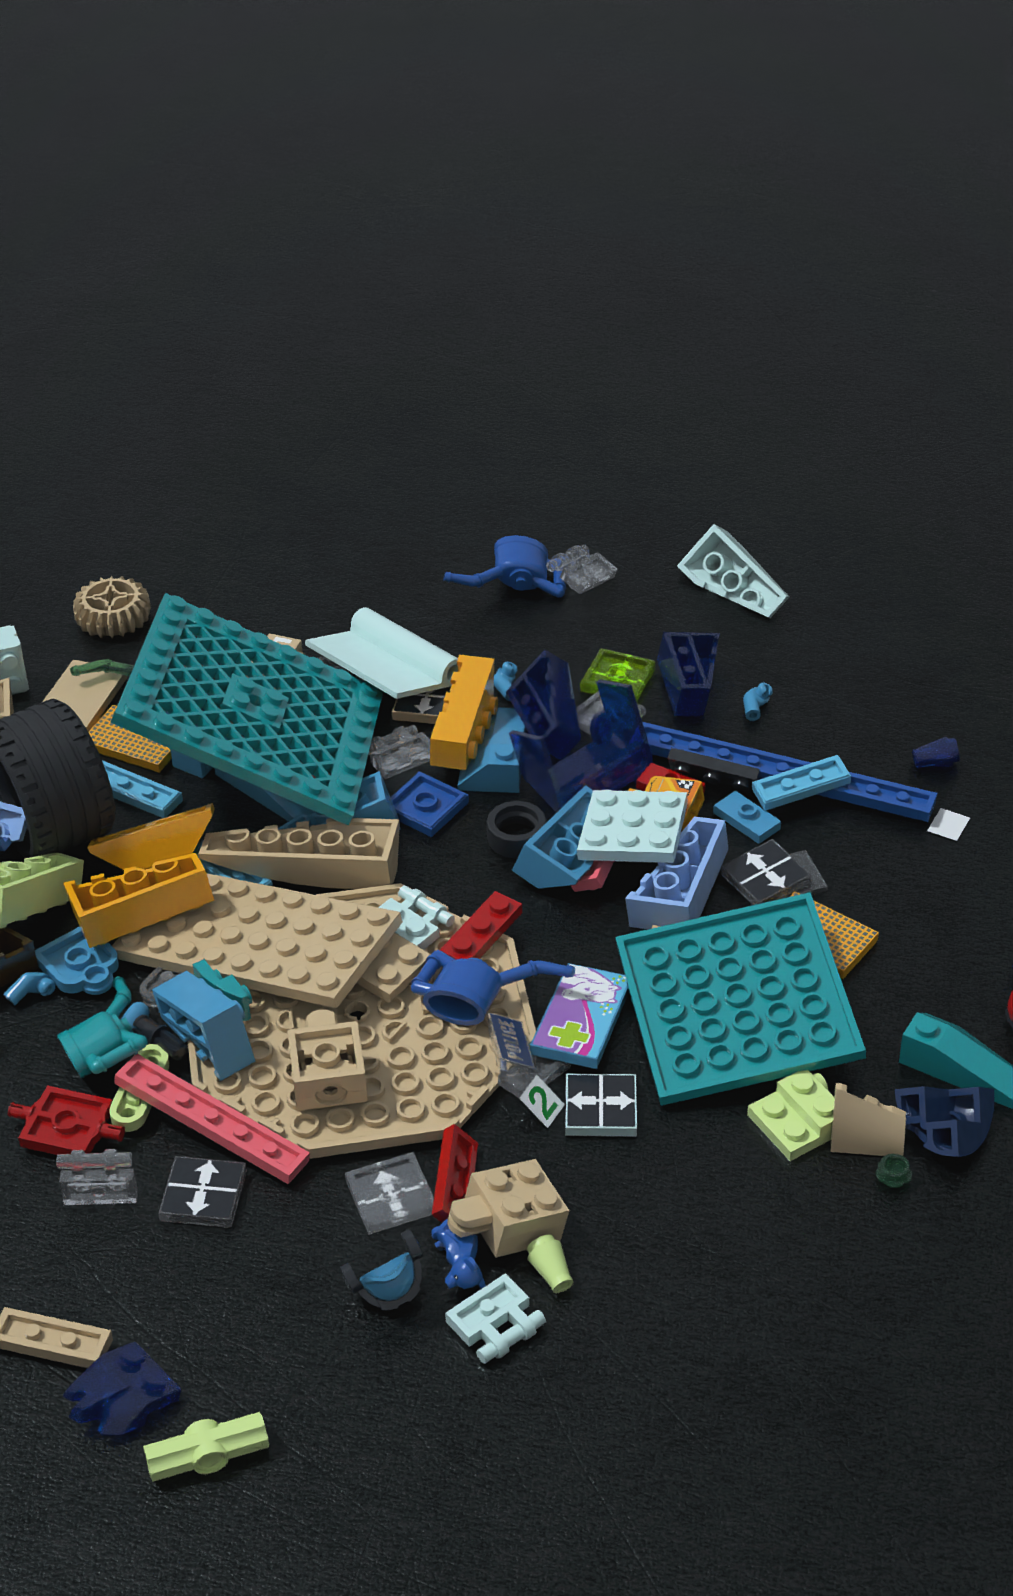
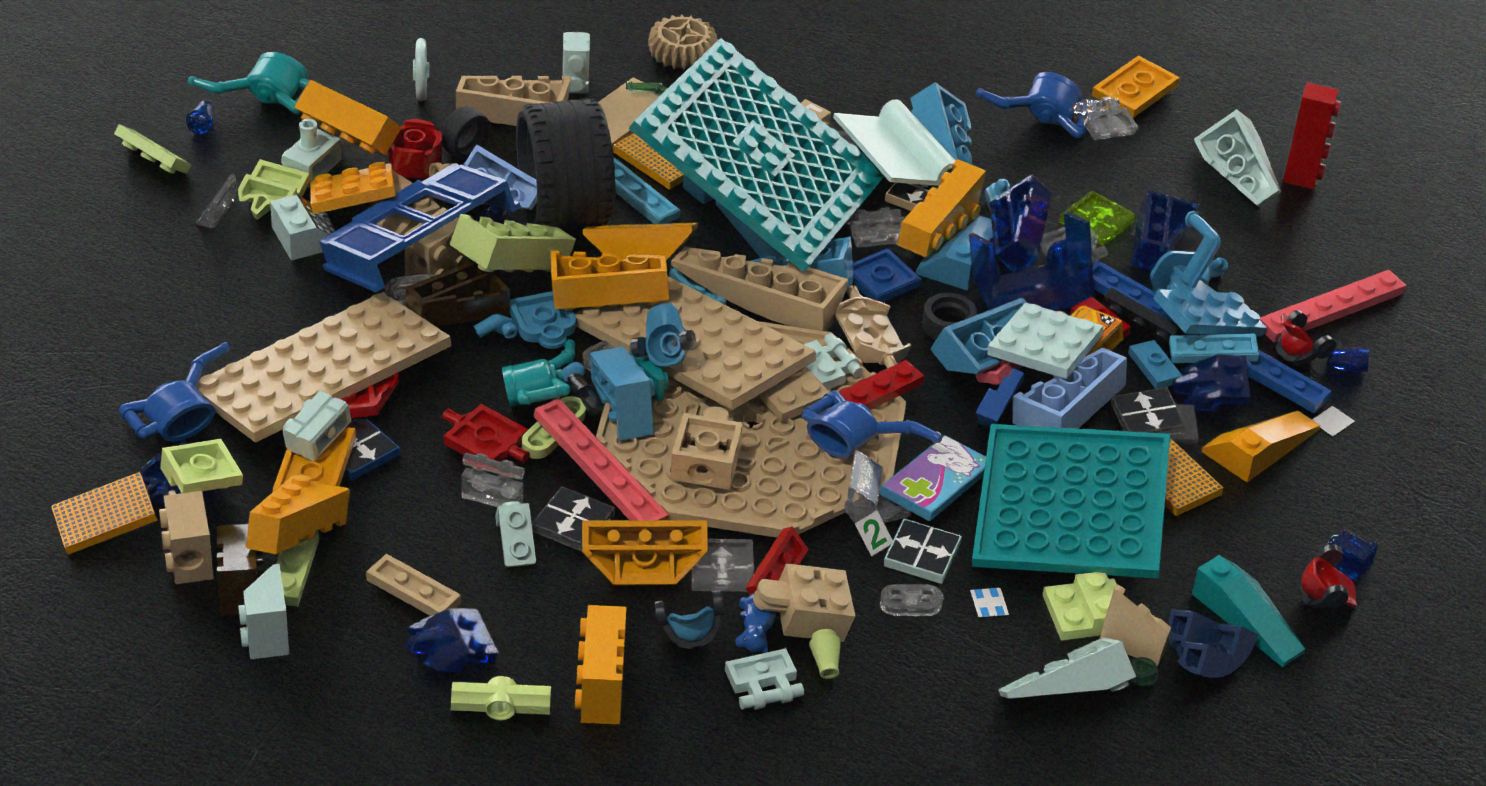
camera: 15 degrees right, 0 degrees up
(146, 1232) = (516, 534): none -> light aqua bracket
(234, 948) = (665, 337): none -> dark azure cap
(302, 1205) = (644, 549): none -> light orange wedge
(309, 1364) = (602, 665): none -> light orange wedge
(420, 614) = (945, 119): none -> dark azure wedge
(440, 868) = (870, 330): none -> tan plate
(596, 524) = (1137, 85): none -> light orange plate
(611, 906) = (996, 402): none -> blue slope
(616, 1166) = (911, 600): none -> clear plate
(695, 1141) = (989, 602): none -> white sticker
(756, 738) = (1193, 303): none -> dark azure plate
(800, 530) = (1311, 135): none -> red wedge
(818, 819) = (1214, 382): none -> clear blue plate
(837, 1186) = (1089, 668): none -> light aqua wedge
(880, 753) = (1296, 346): none -> cap
(890, 702) = (1339, 302): none -> coral plate
(890, 872) = (1260, 445): none -> light orange wedge

